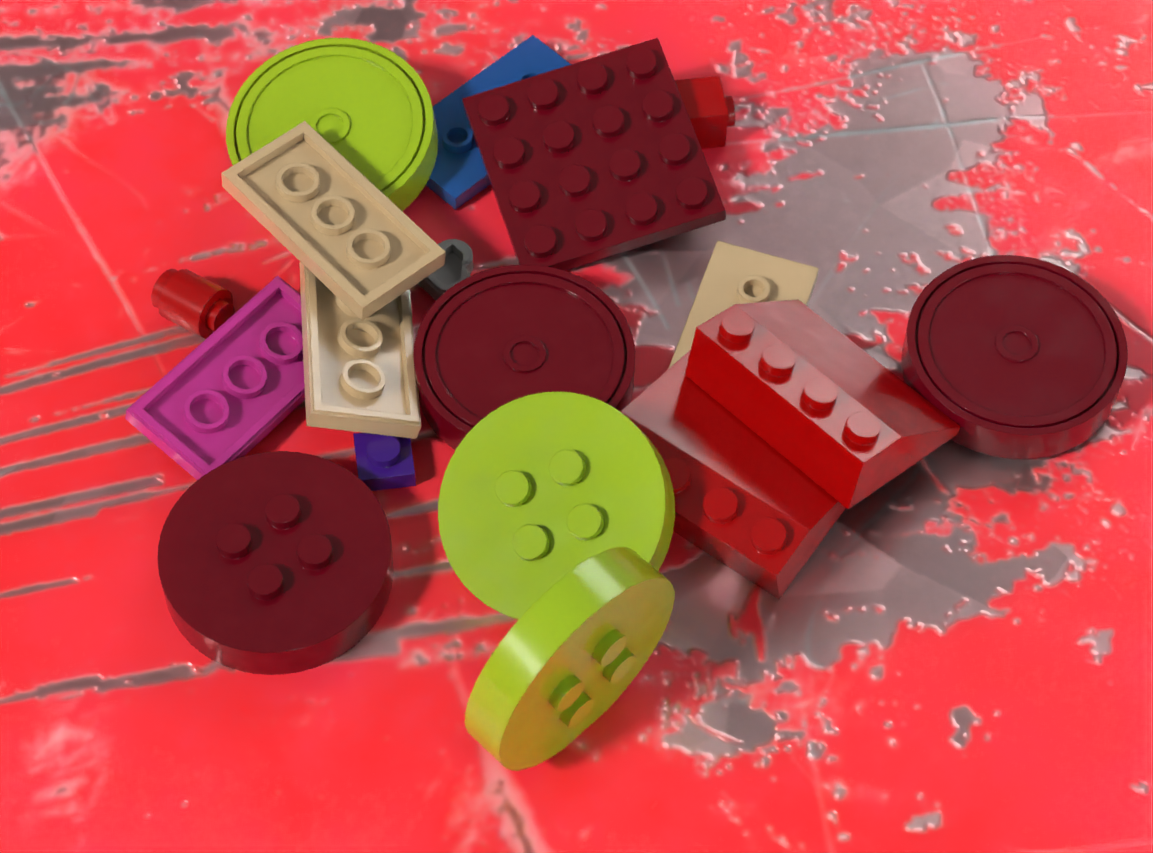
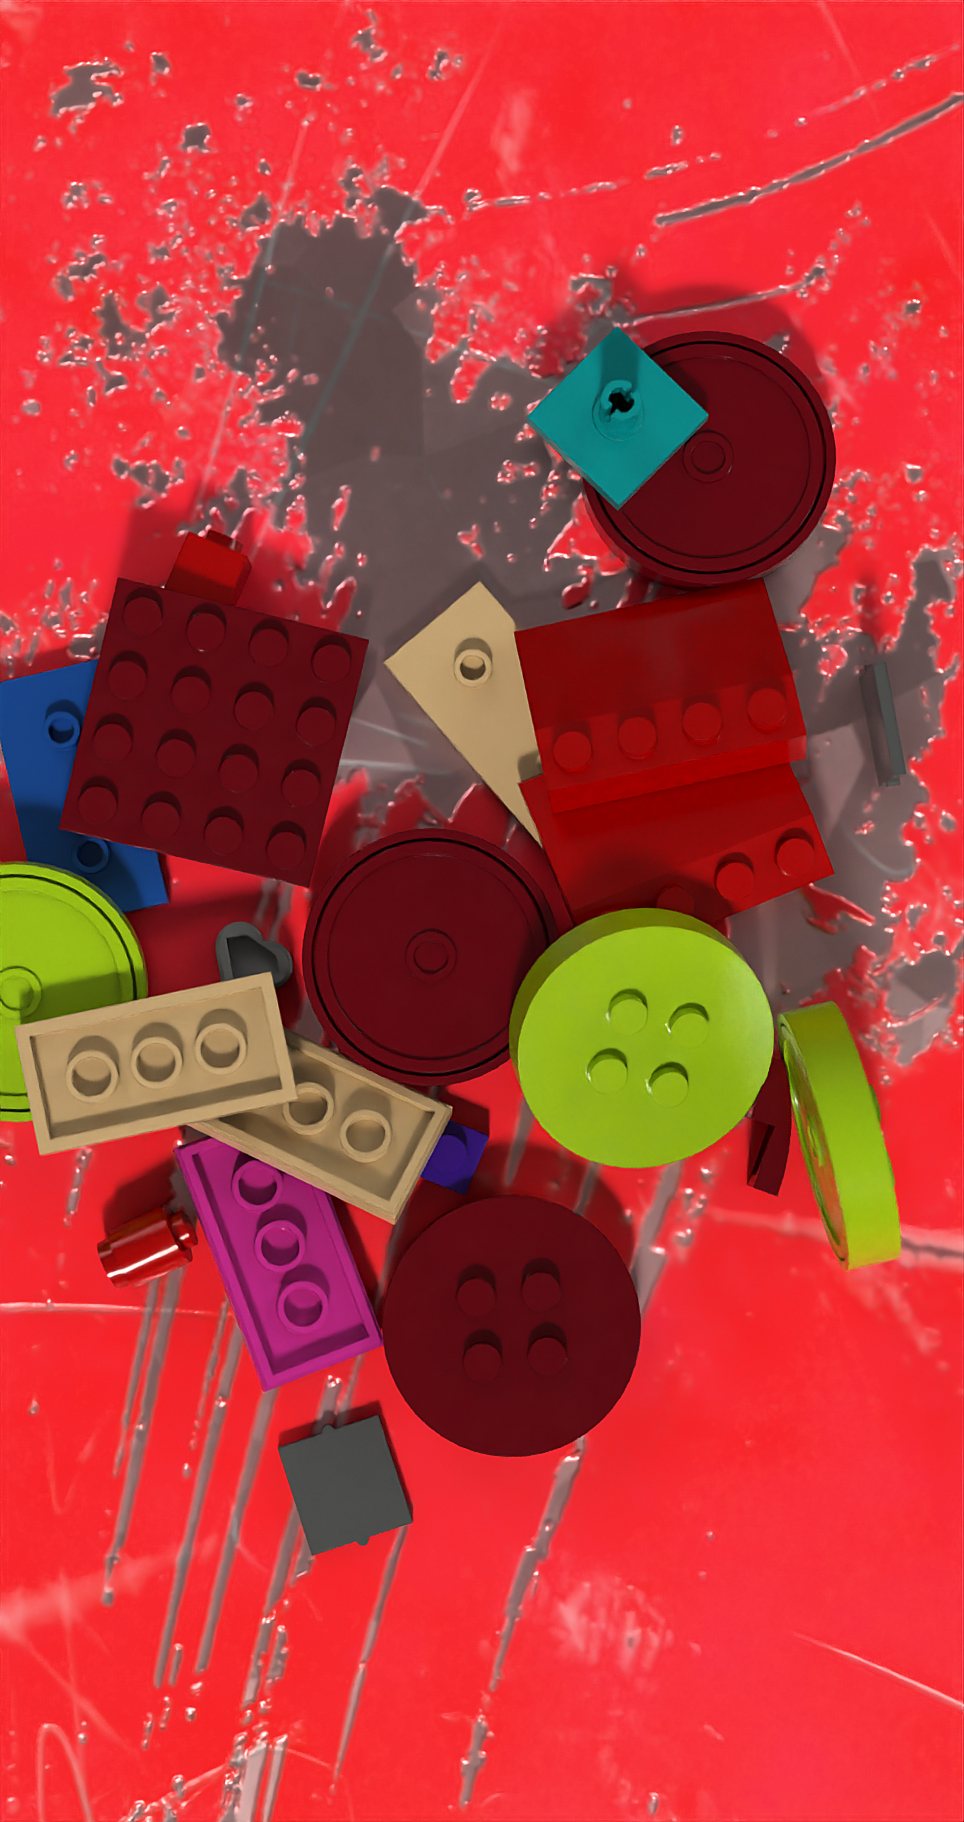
camera: 55 degrees left, 30 degrees up
(82, 522) = (345, 1484): none -> dark grey piece
(914, 560) = (882, 724): none -> dark grey piece
(997, 269) = (617, 418): none -> teal tile

